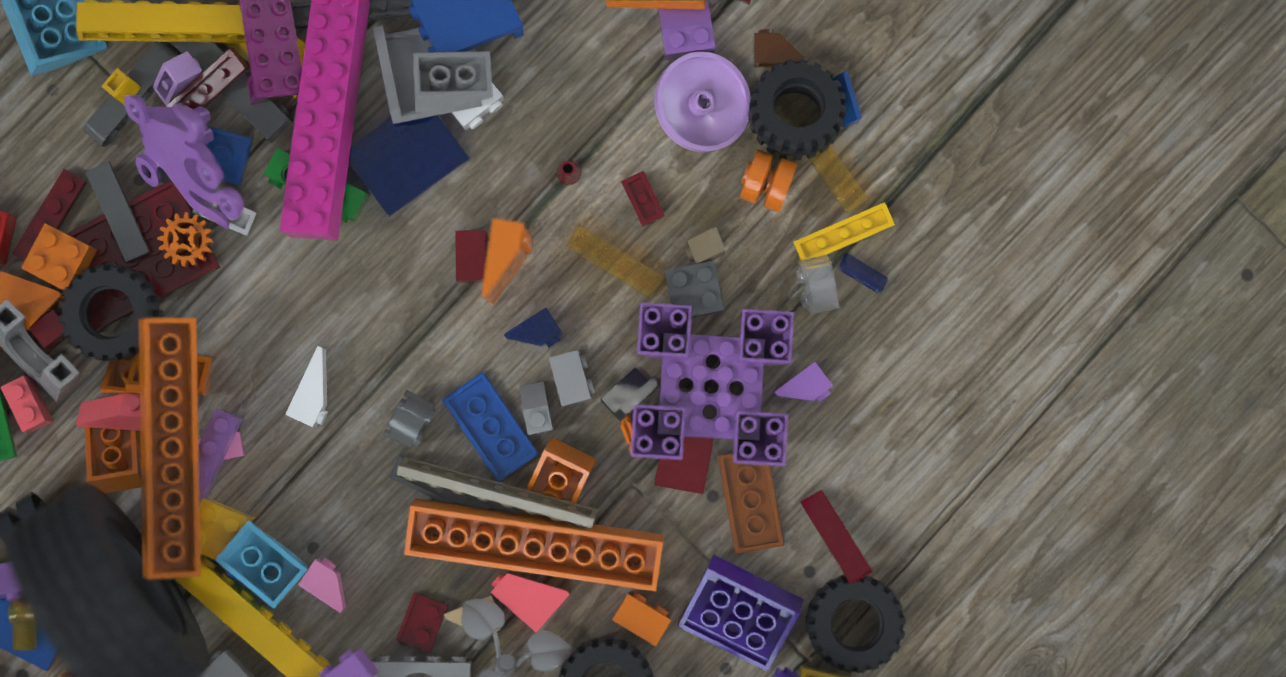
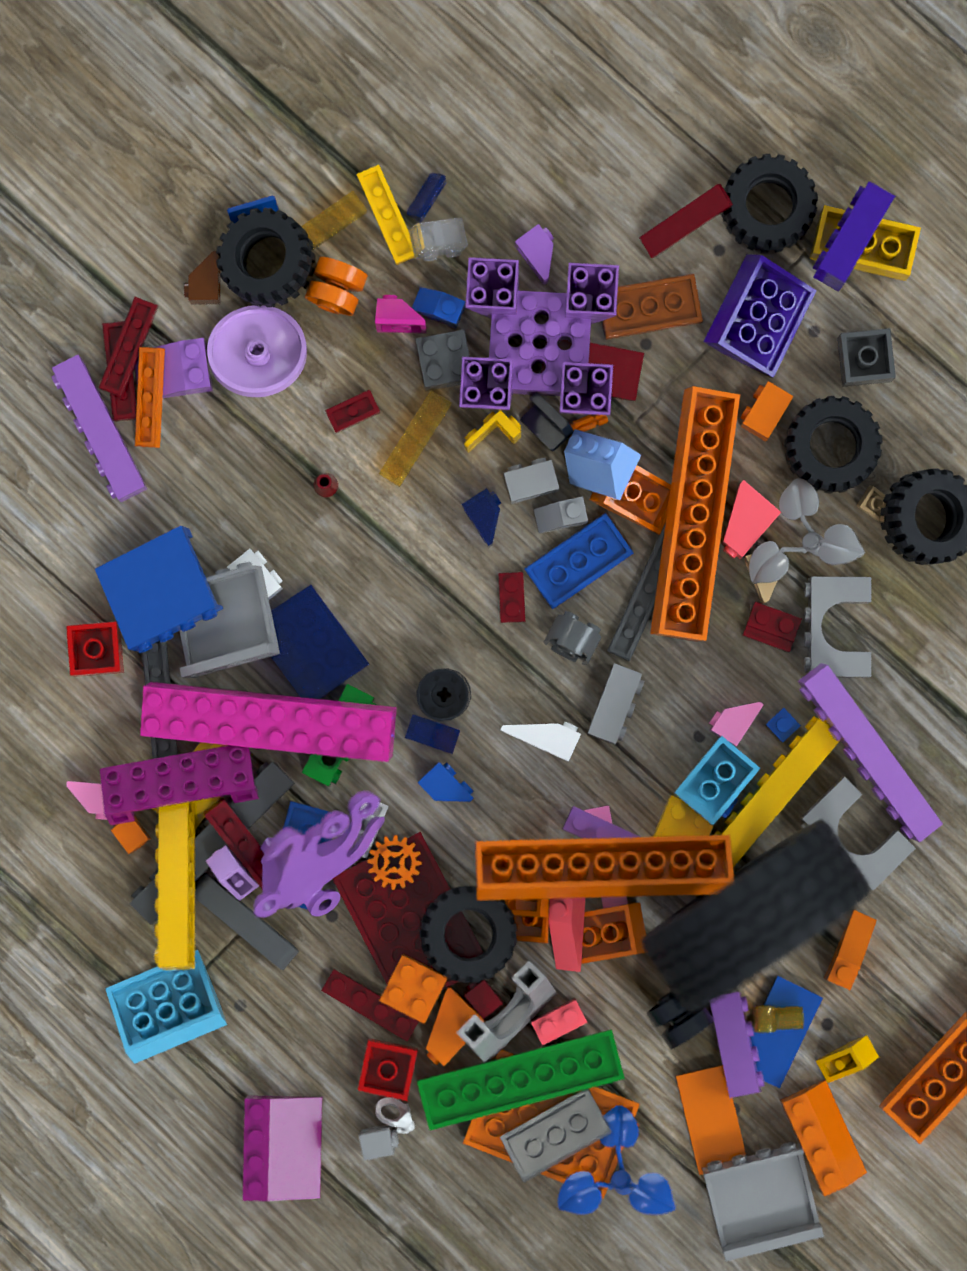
camera: 90 degrees left, 0 degrees up
(118, 212) = (366, 932): dark grey tile -> none
(120, 85) = (239, 930): yellow slope -> none
(263, 290) = (443, 786): none -> blue slope
(316, 278) = (432, 734): none -> clear blue slope
(322, 632) = (782, 725): none -> blue plate
(343, 463) = (616, 704): none -> light grey brick
(347, 277) = (433, 704): none -> black wheel
(450, 80) = (238, 593): light grey slope -> none
(454, 359) = (511, 597): none -> dark red plate
(471, 255) = (410, 579): dark red brick -> none
(505, 494) = (646, 543): dark tan plate -> none
(506, 254) = (408, 539): orange slope -> none
(584, 446) = (599, 464): none -> light blue slope
(624, 355) = (508, 426): none -> yellow bracket
(705, 247) = (401, 348): dark tan slope -> none
(740, 241) = (397, 316): none -> dark pink slope
(749, 285) = (439, 306): none -> blue slope

